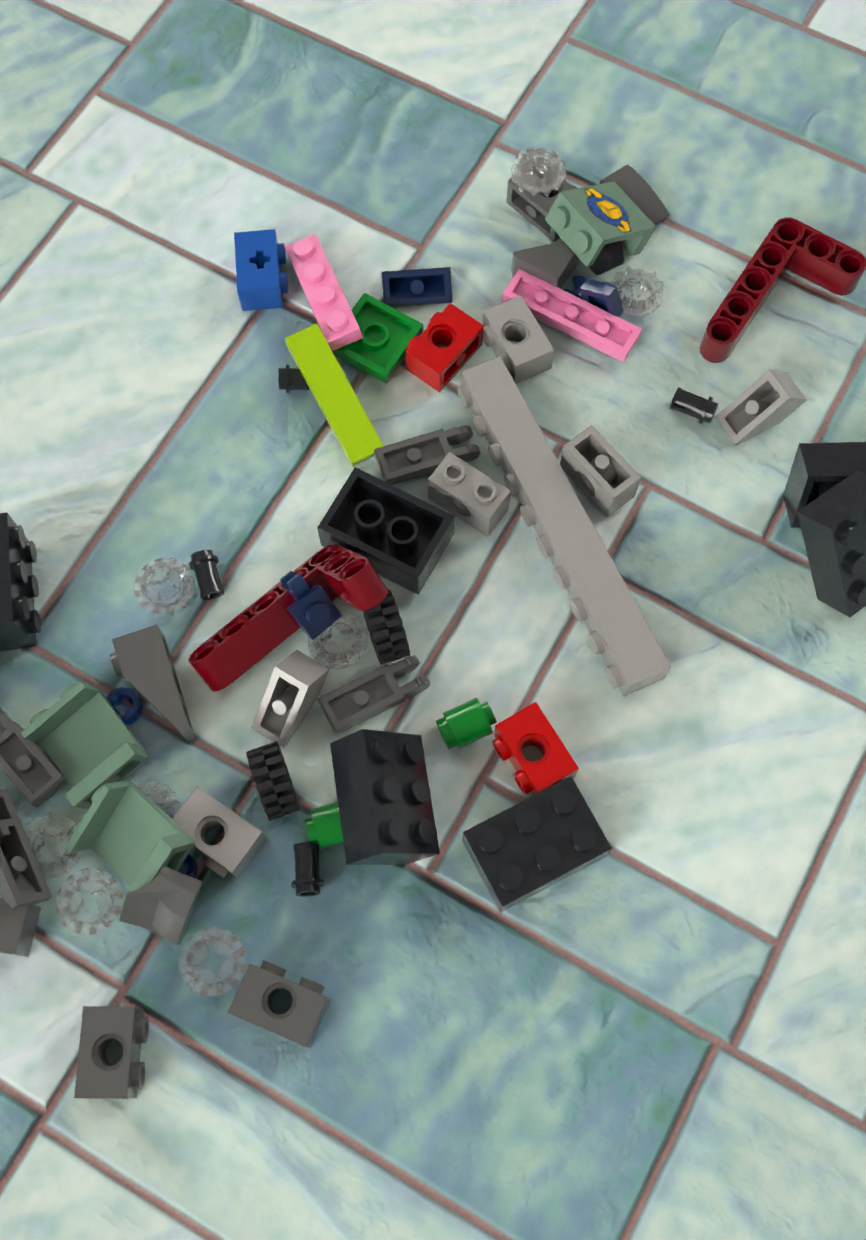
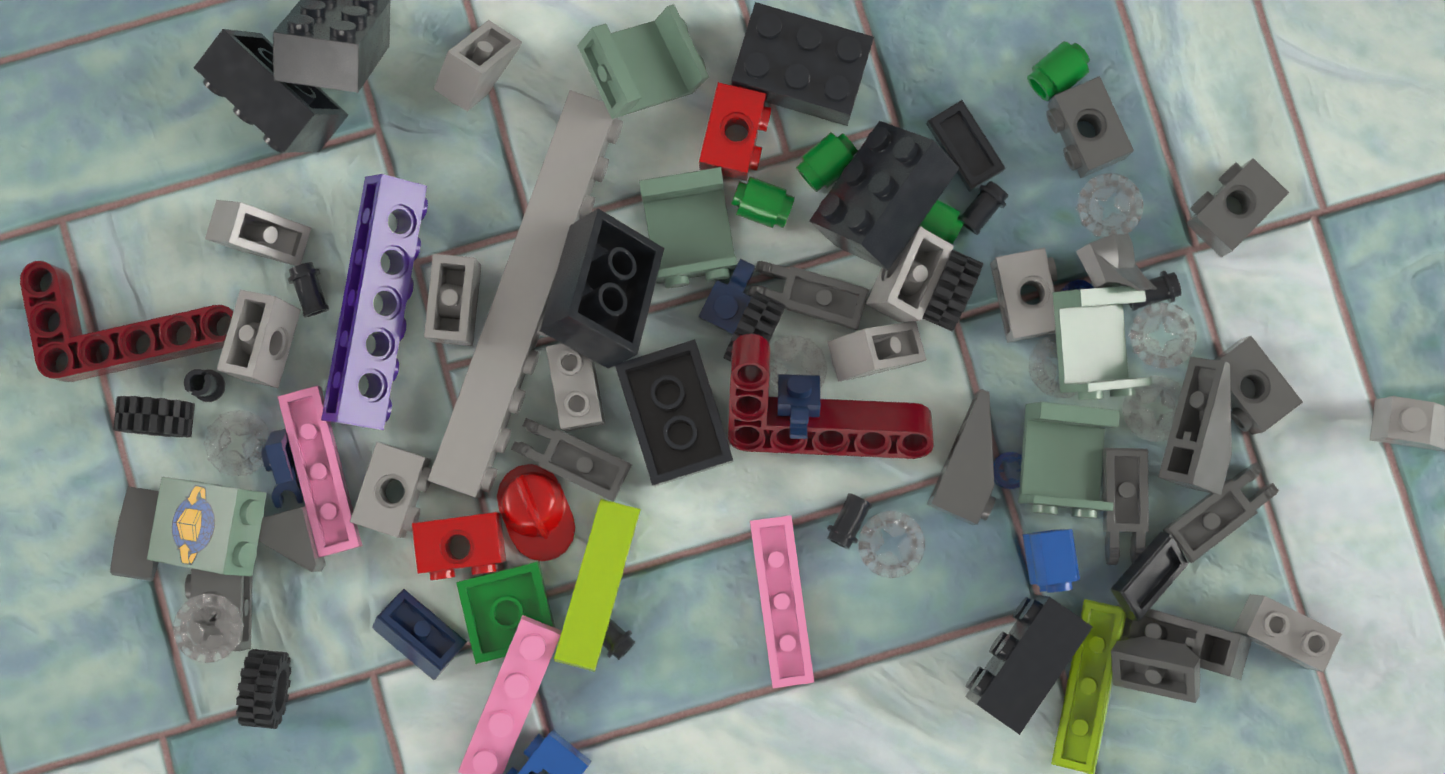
camera: 135 degrees left, 15 degrees up
(38, 661) = (1051, 559): none -> blue brick
(118, 935) = (1167, 289): none -> black pin
(207, 489) = (782, 601): none -> bright pink plate
(309, 761) = (911, 280): none -> light grey brick
(343, 1028) = (1059, 70): none -> green brick
(362, 905) = (965, 145): none -> black tile
(416, 407) = (536, 512): none -> red piece
(425, 641) = (728, 302): none -> dark blue plate
(450, 794) = (826, 161): none -> green brick
(473, 175) = (263, 688): none -> black tyre
(497, 661) = (692, 225): none -> sand green panel
(510, 551) = (602, 289): none -> black brick
(643, 734) = (643, 63): none -> sand green panel
(689, 345) = (259, 338): none -> light grey brick
(690, 302) = (213, 387): none -> black pin
(698, 252) = (153, 416): none -> black tyre
(710, 489) = (358, 318): none -> brick
(749, 633) = (476, 65): none -> light grey slope

